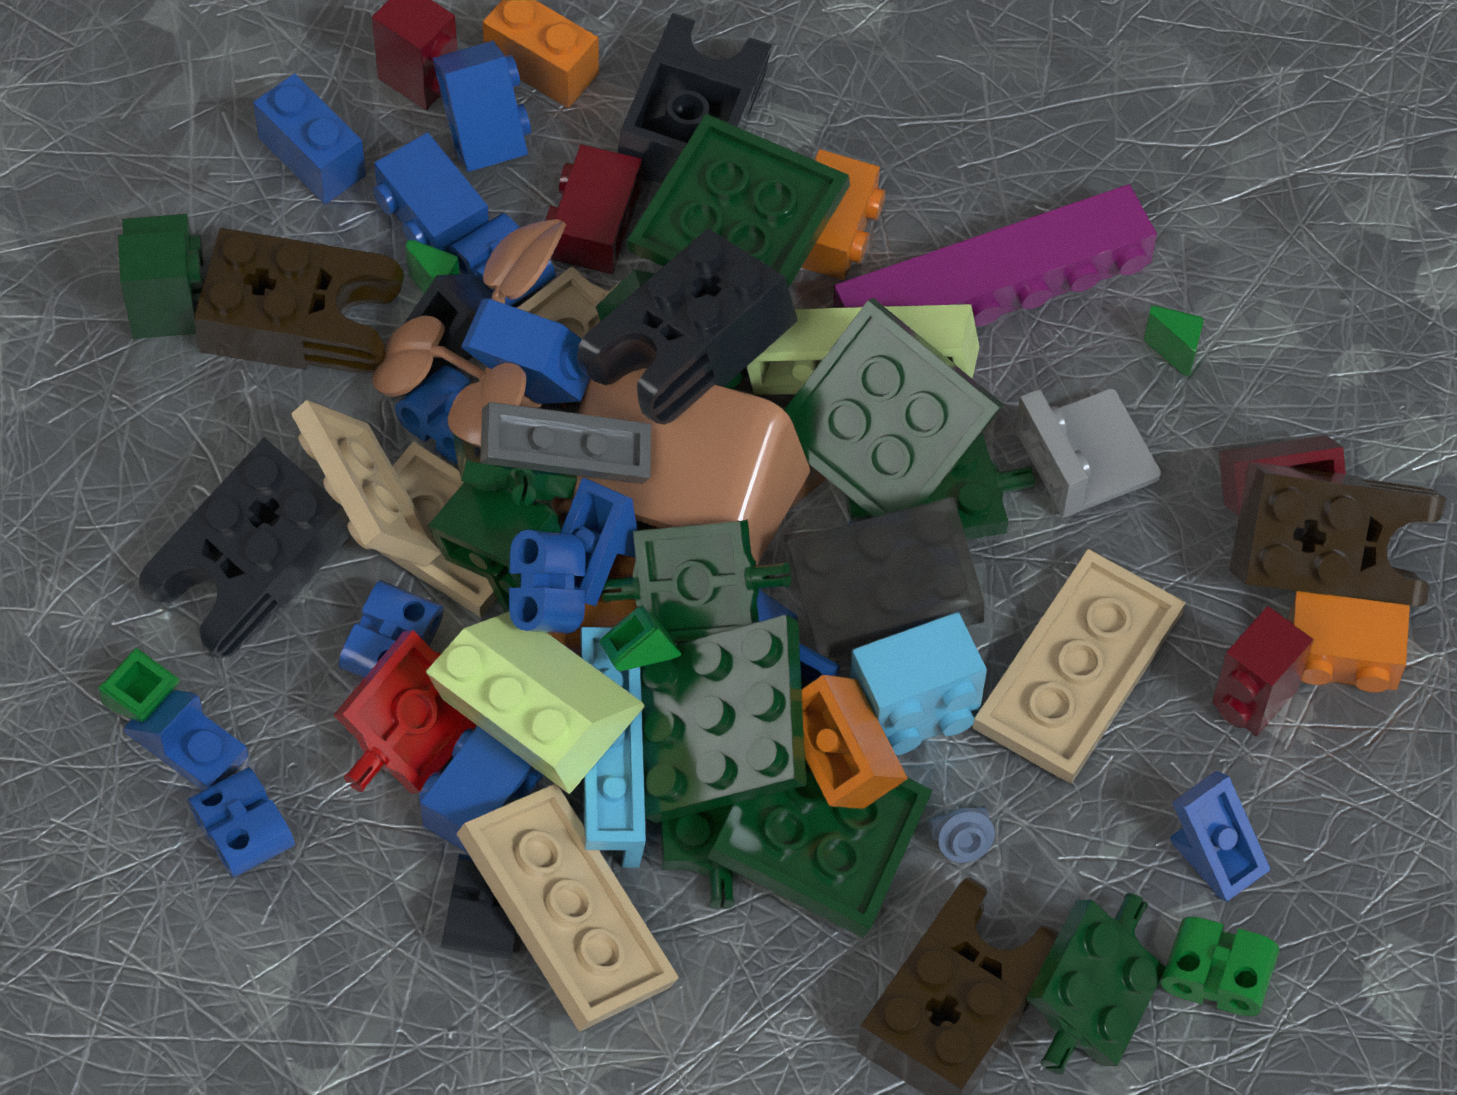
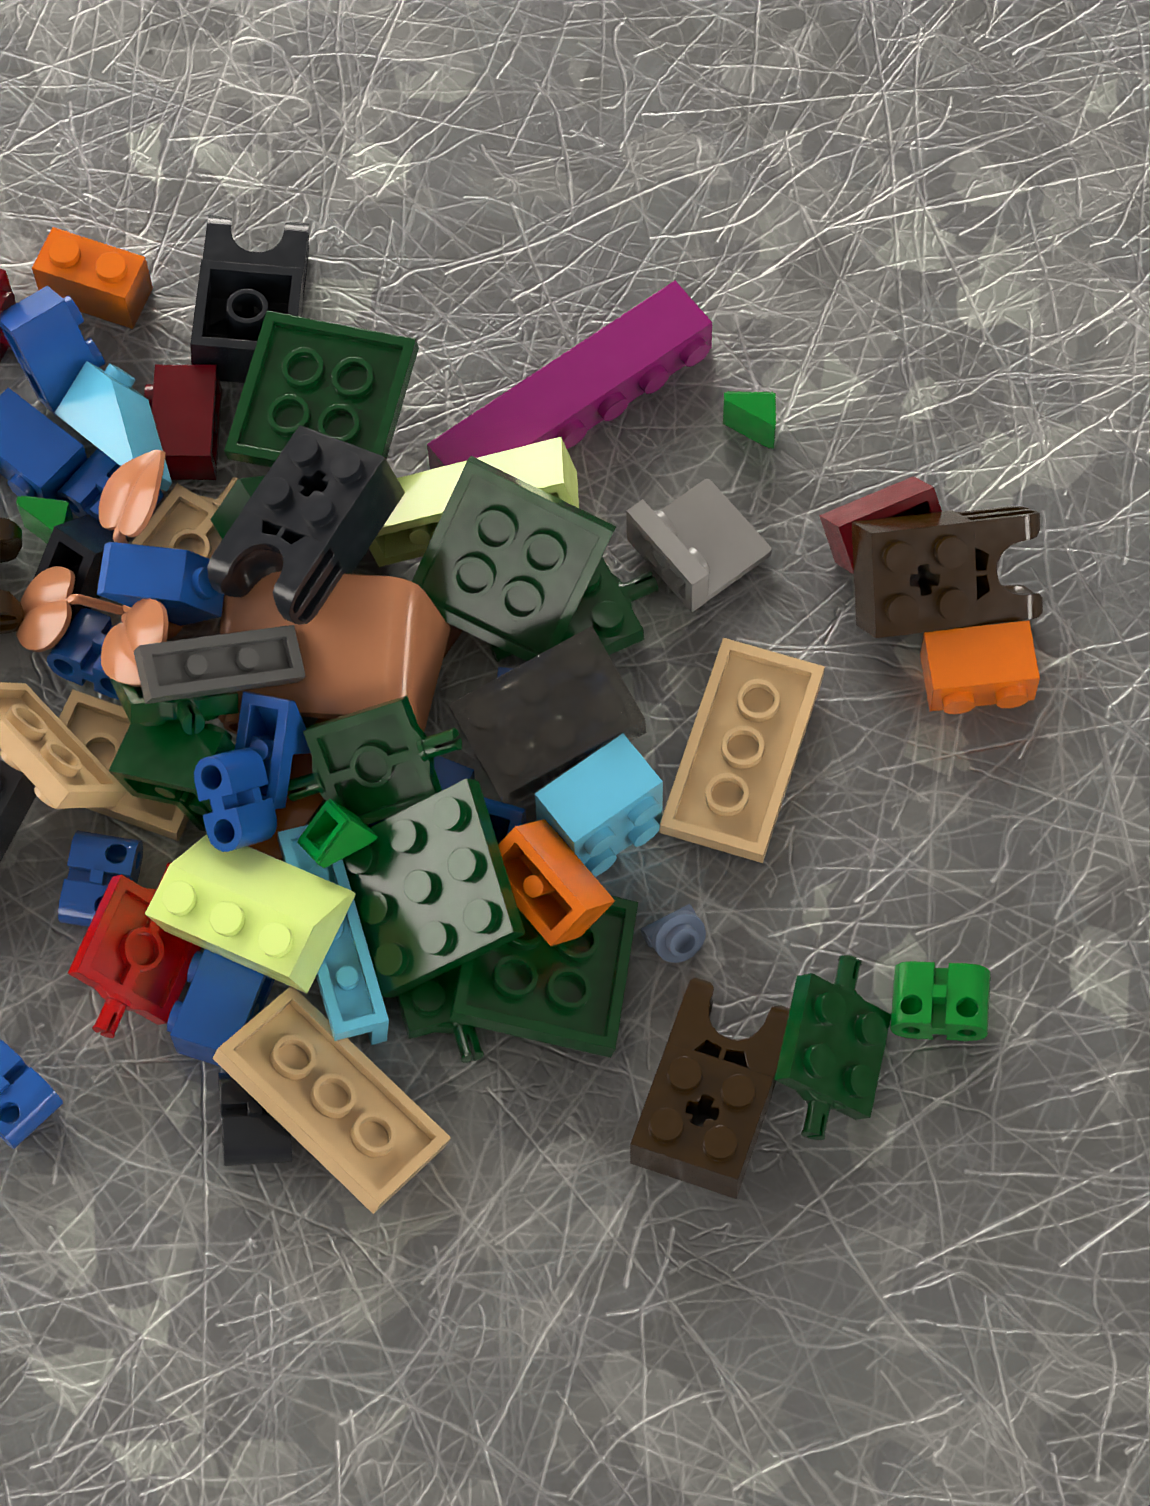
camera: 10 degrees left, 5 degrees up
(524, 181) = (112, 415): none -> medium azure slope
(844, 235) = (424, 393): orange brick -> none
(1218, 836) = (909, 880): blue slope -> none
(1261, 671) = (910, 716): dark red brick -> none

